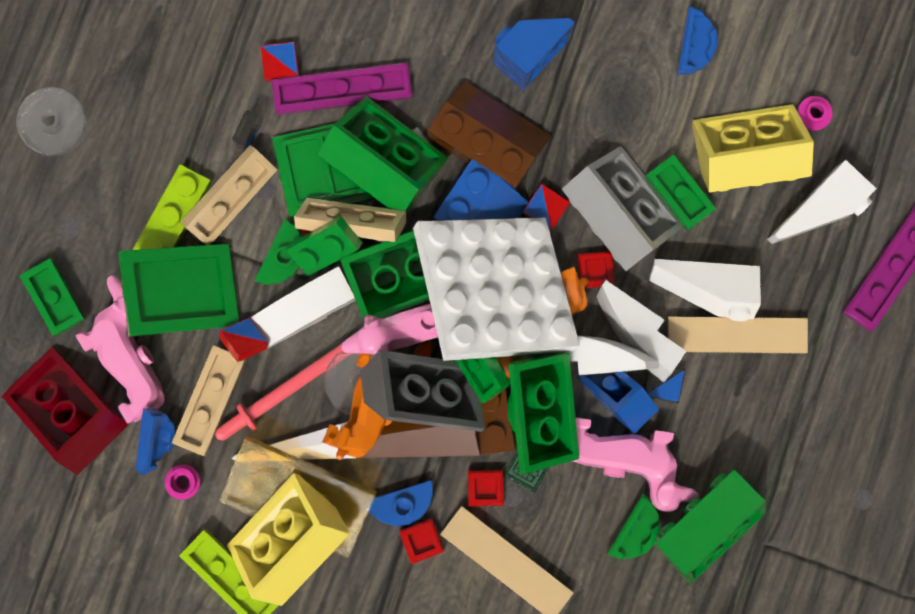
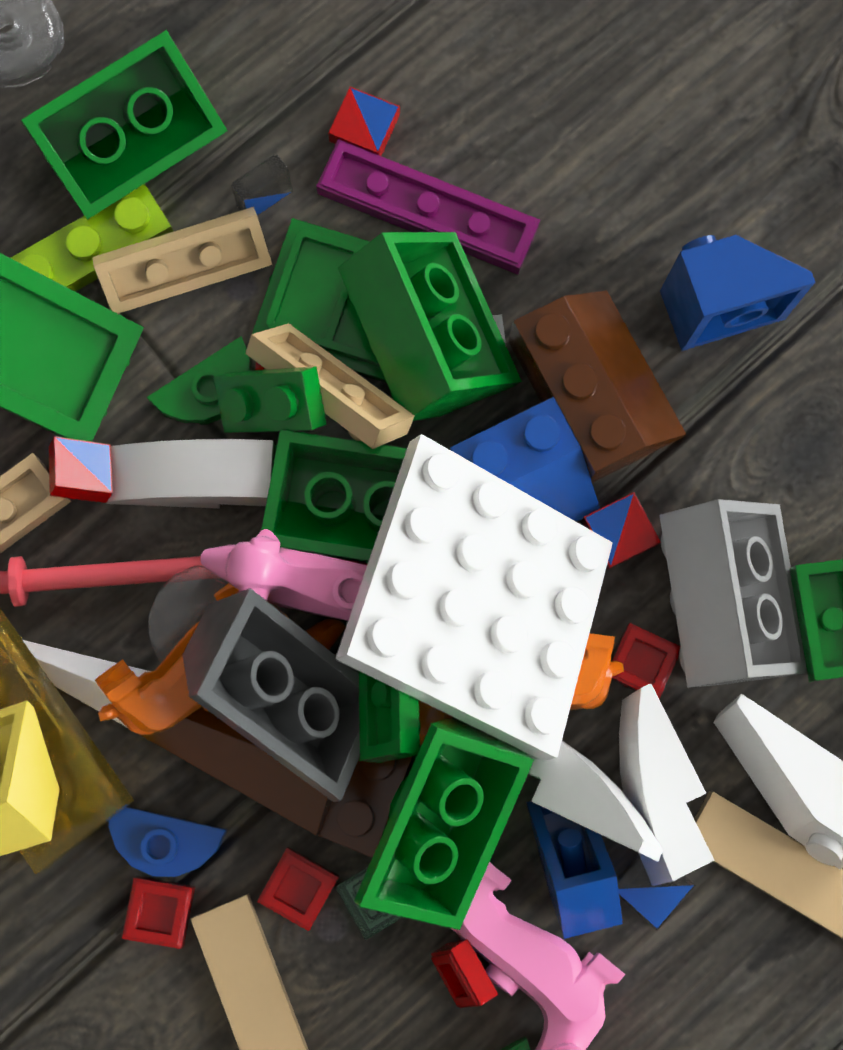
camera: 30 degrees right, 5 degrees down
(151, 139) = (124, 125): none -> green slope
(593, 480) = (463, 974): none -> red tile

